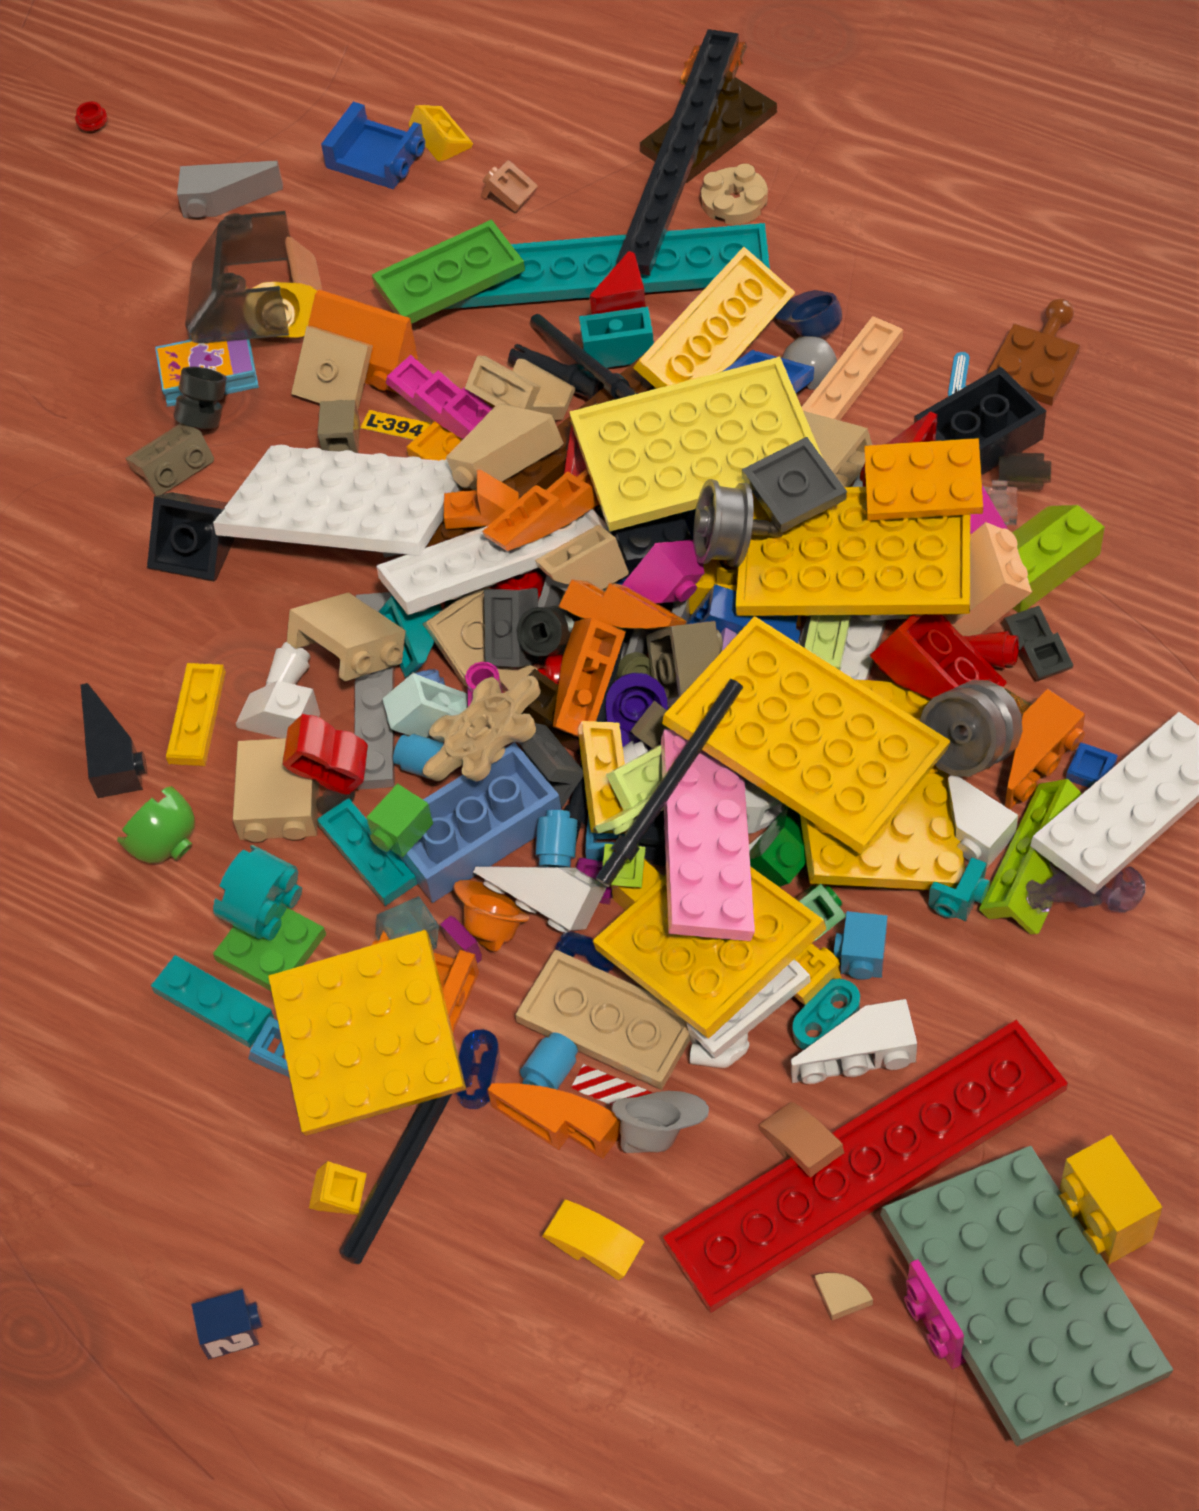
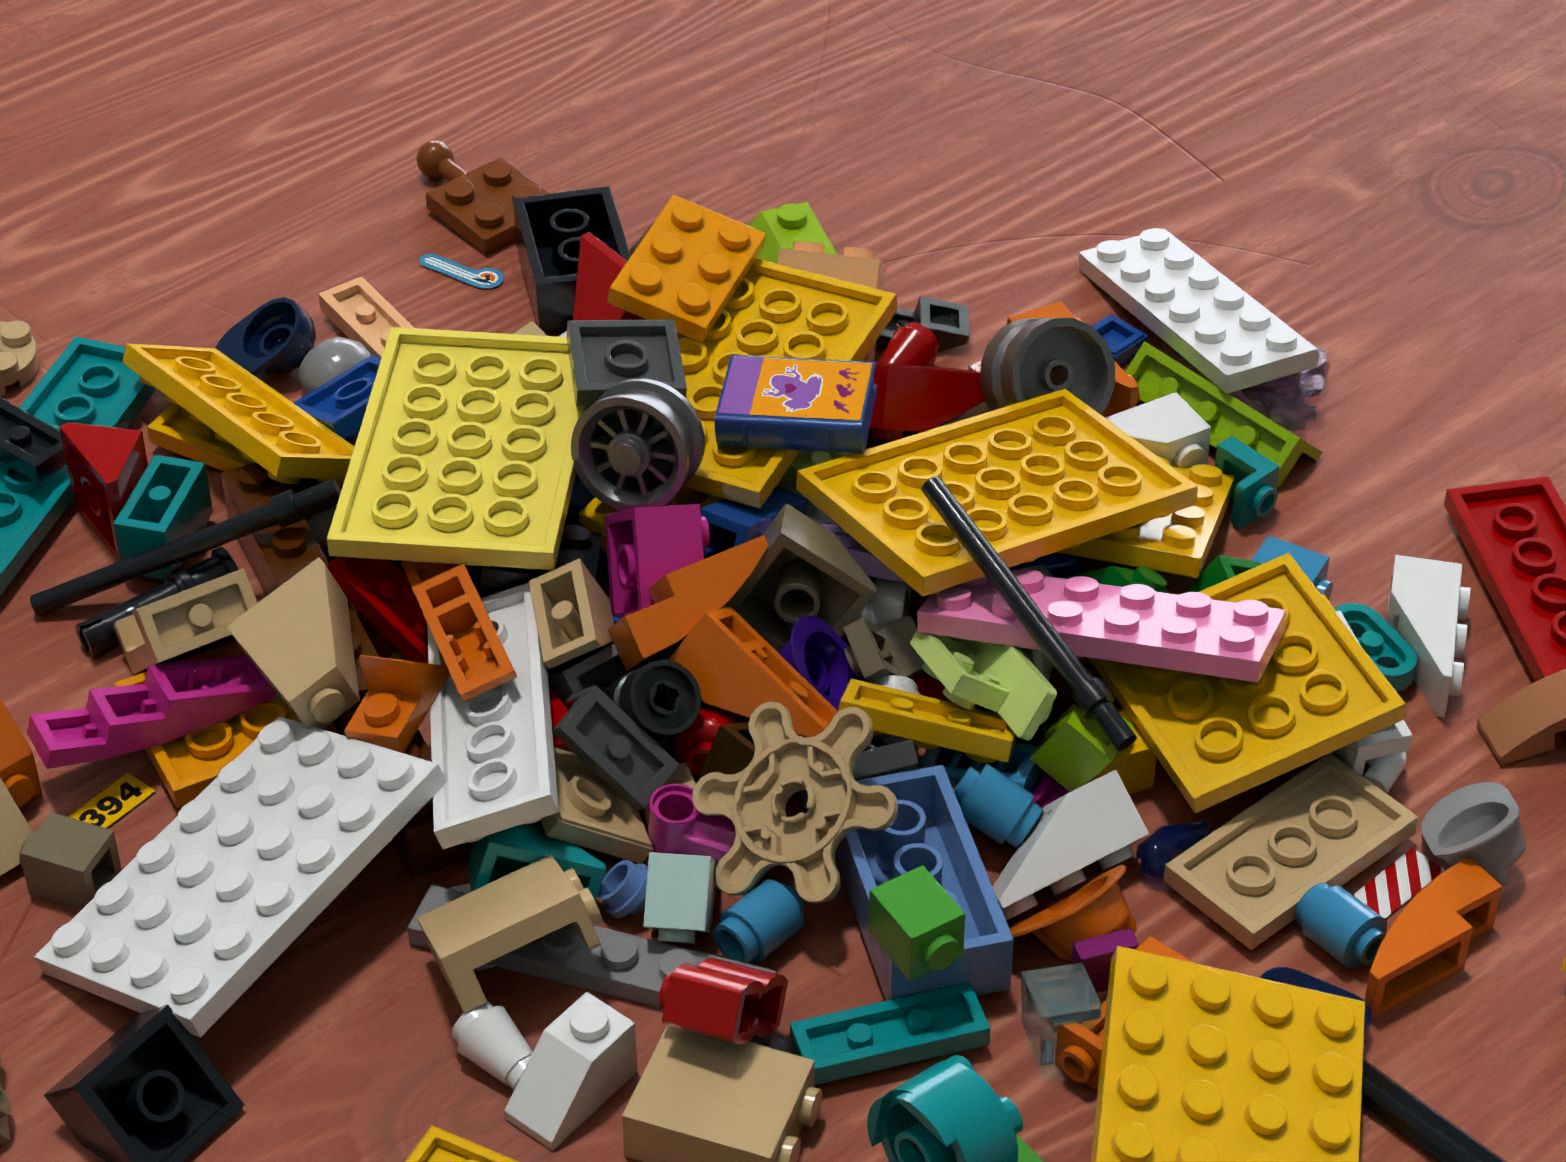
camera: 75 degrees left, 15 degrees down
(813, 591) = (796, 404): none -> piece

